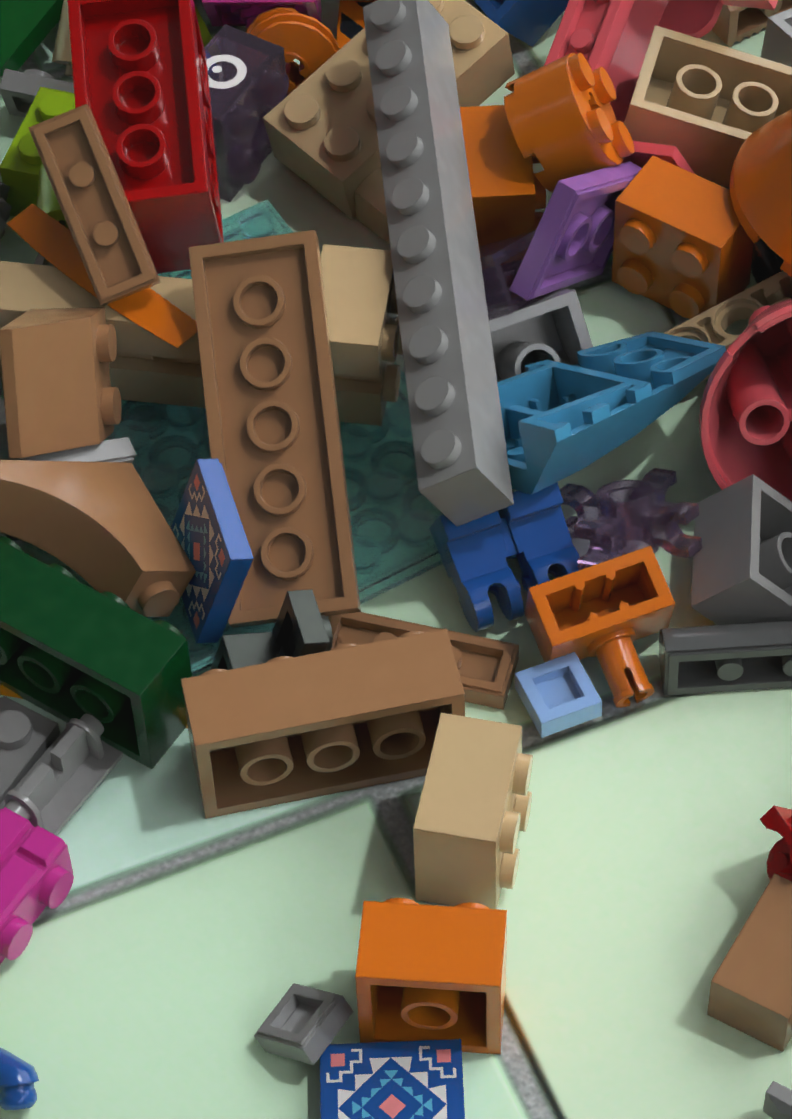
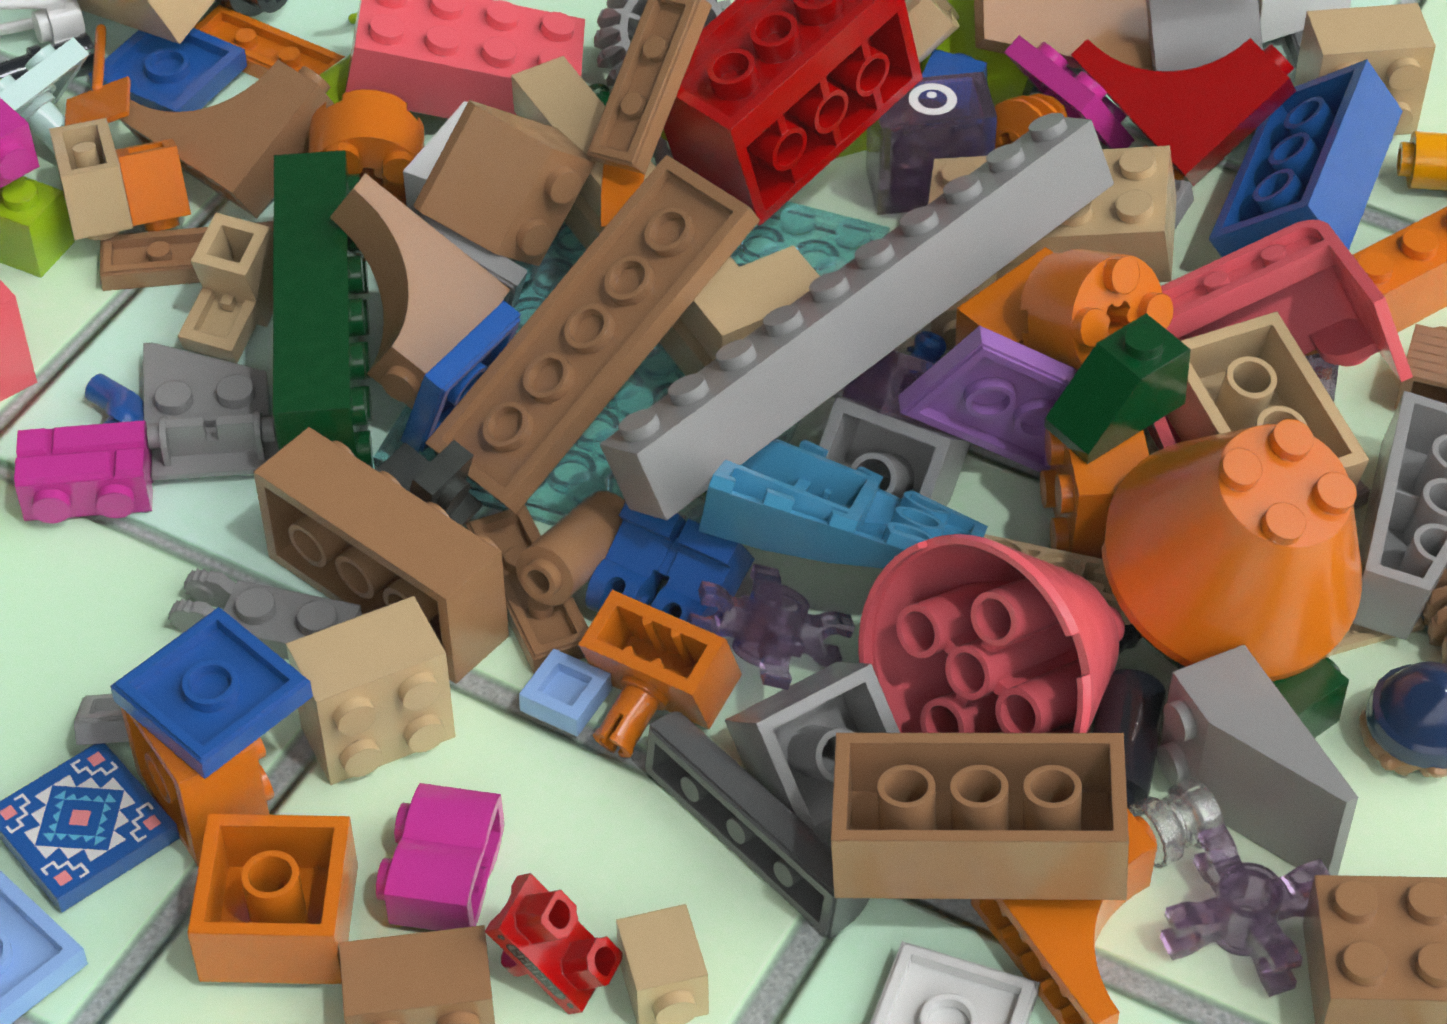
camera: 50 degrees right, 5 degrees down
(287, 854) = (265, 611): none -> light grey hinge
(429, 906) = (211, 692): none -> blue tile
(431, 590) = (570, 550): none -> medium nougat brick
(619, 1004) = (273, 898): none -> orange brick
(661, 870) = (442, 857): none -> dark pink brick
(664, 153) = (1121, 389): none -> dark green slope

